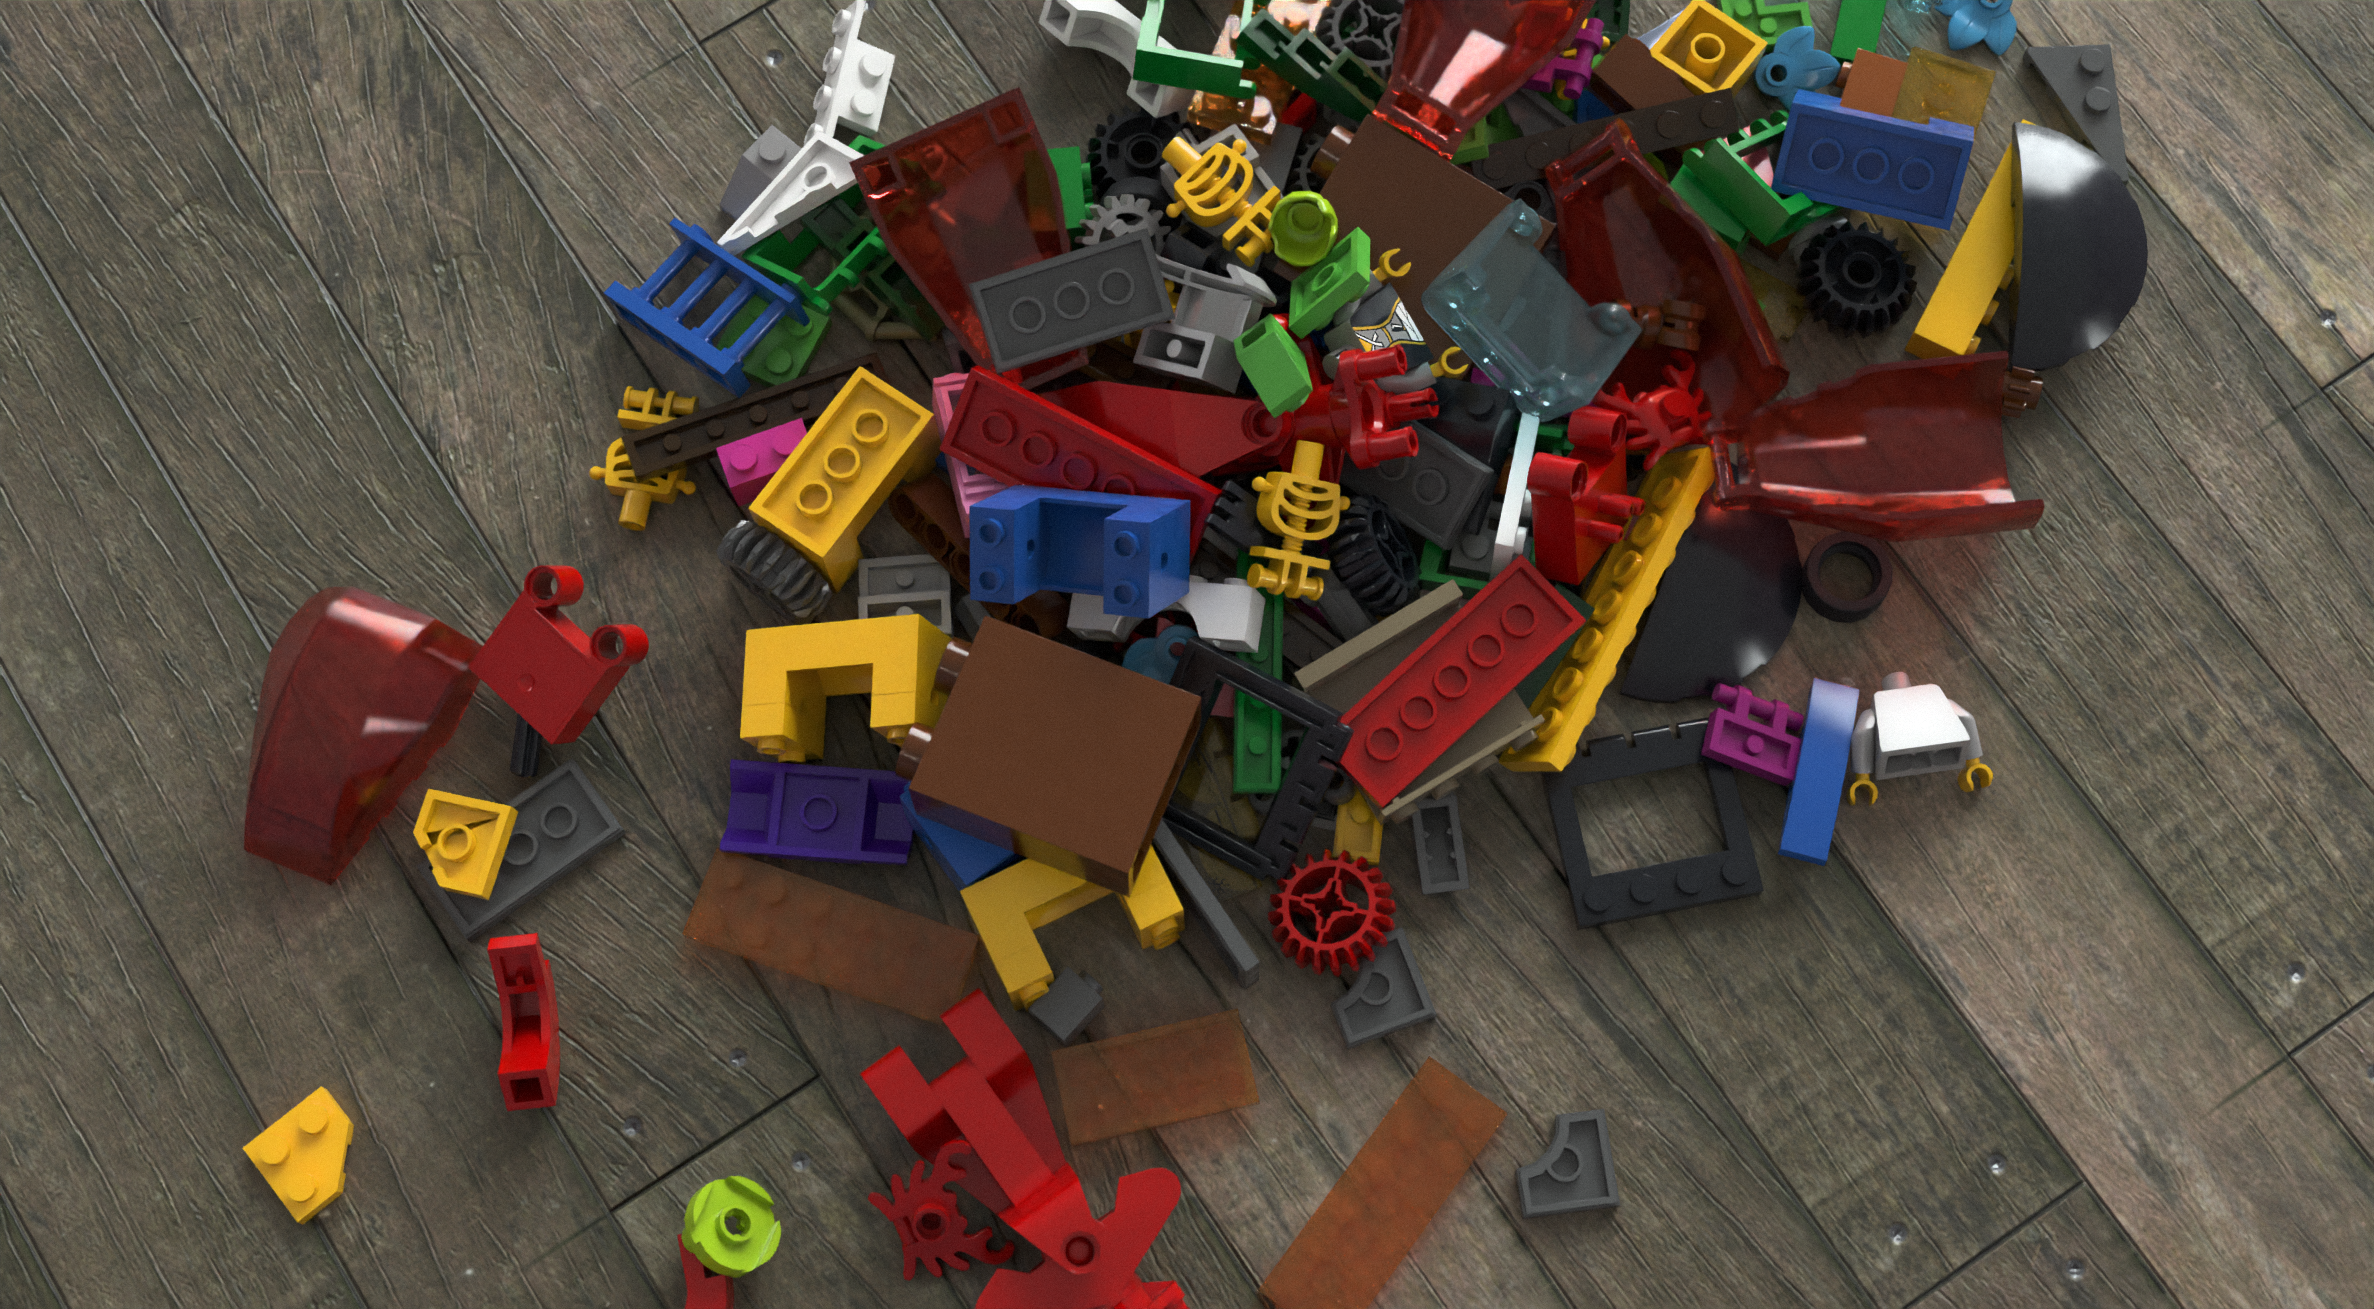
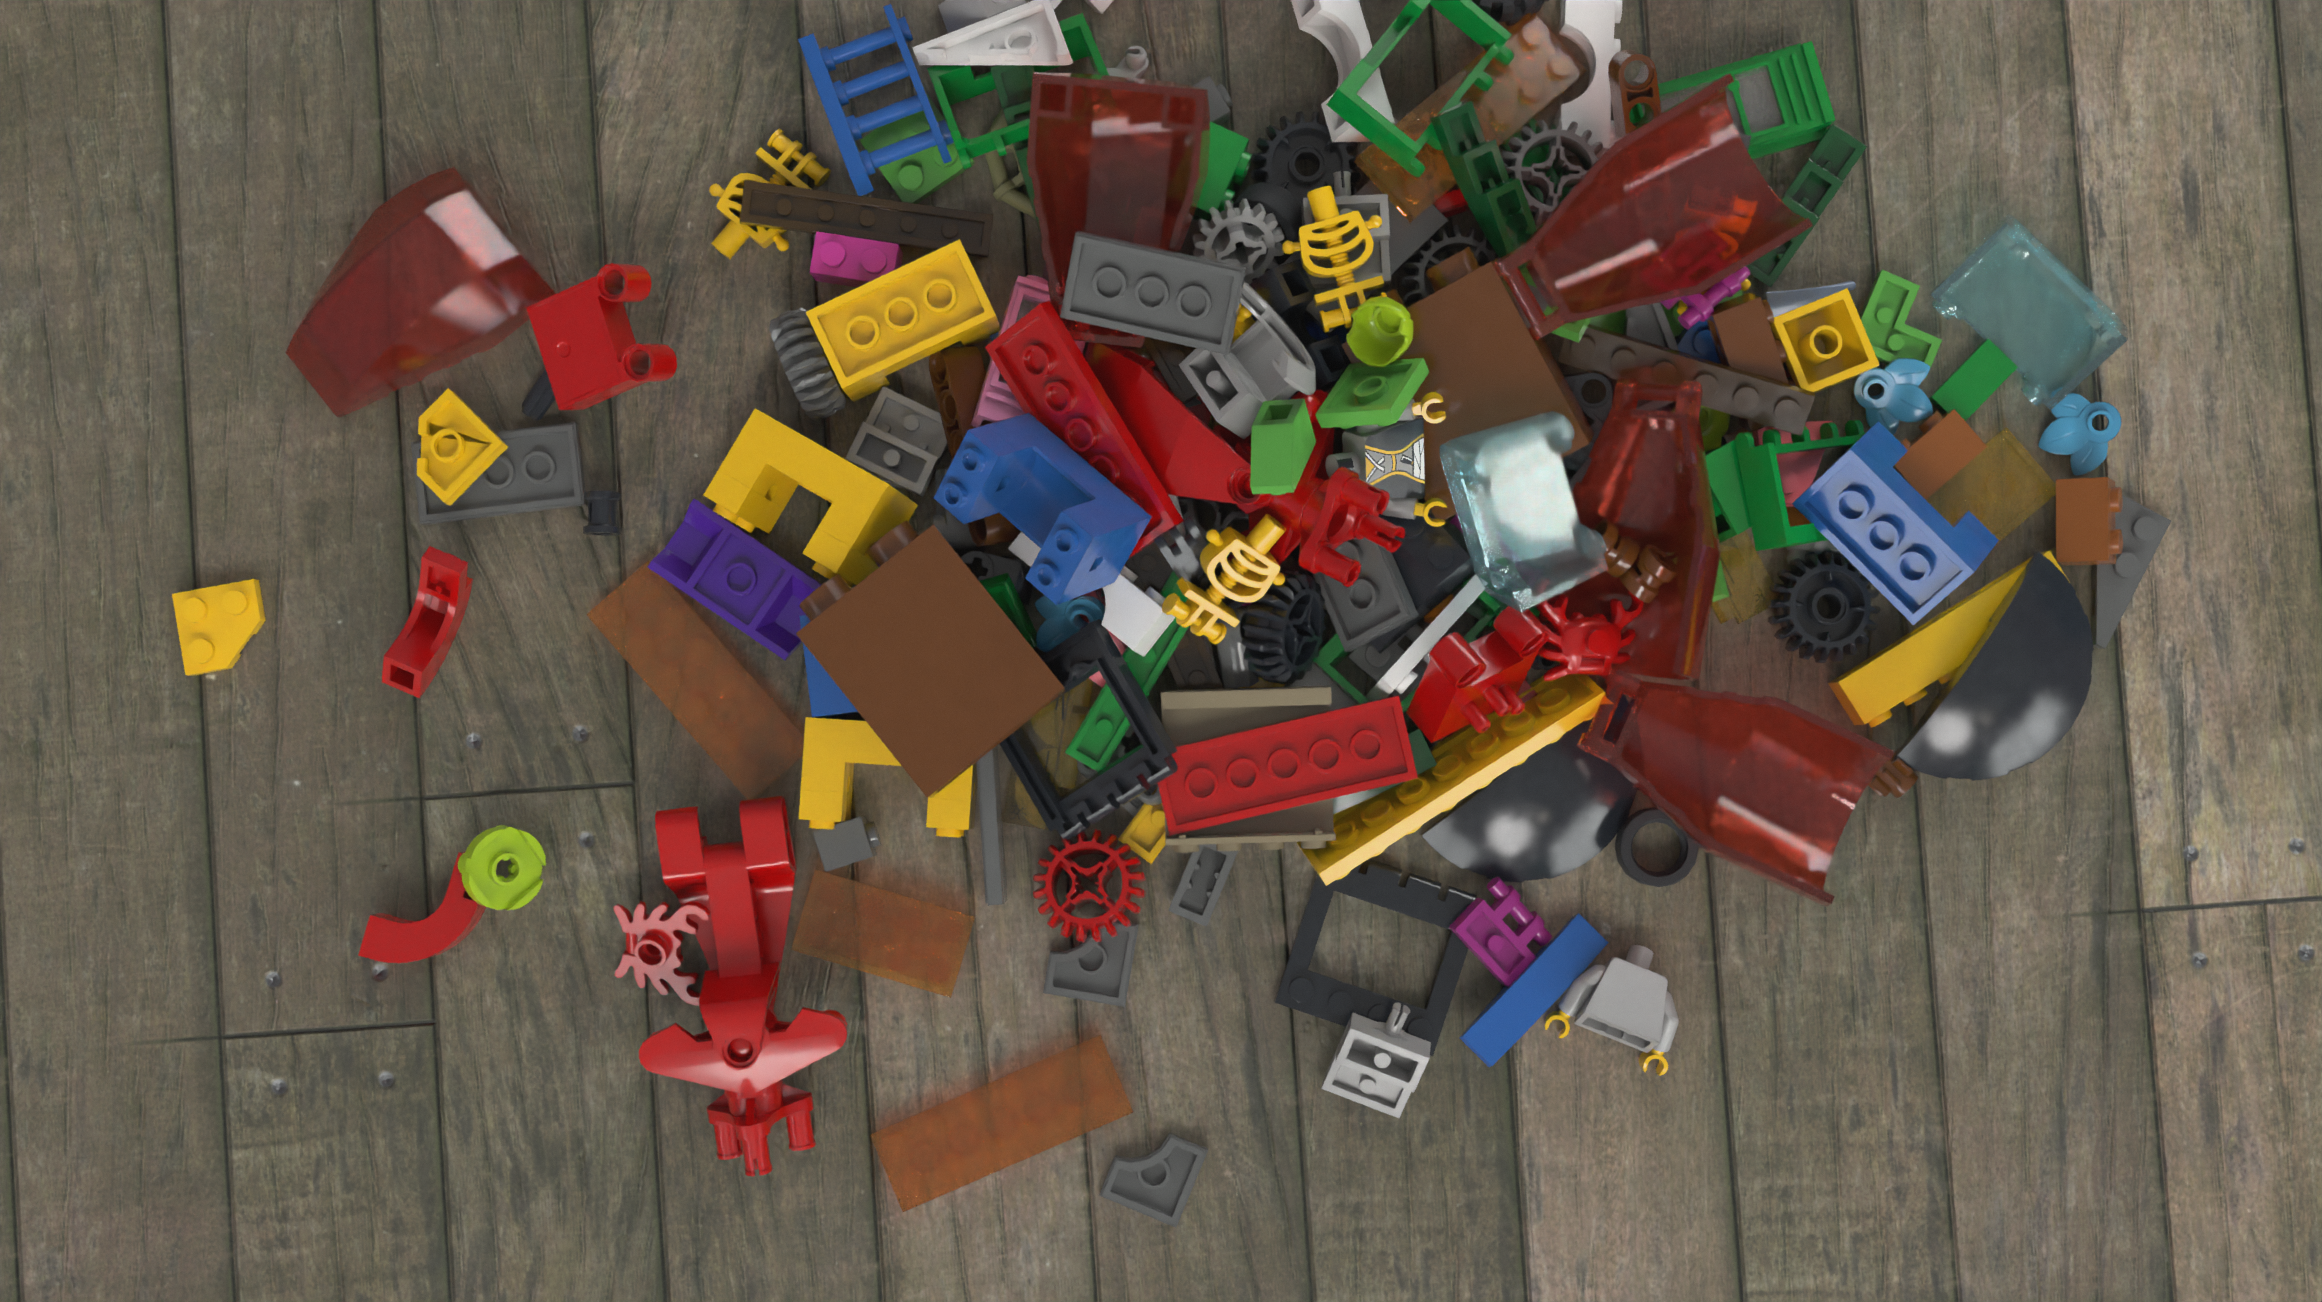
camera: 25 degrees right, 15 degrees up
(646, 827) = (602, 513): none -> black bush
(1716, 922) = (1378, 1062): none -> light grey plate
(2037, 79) = (2087, 521): none -> dark orange brick

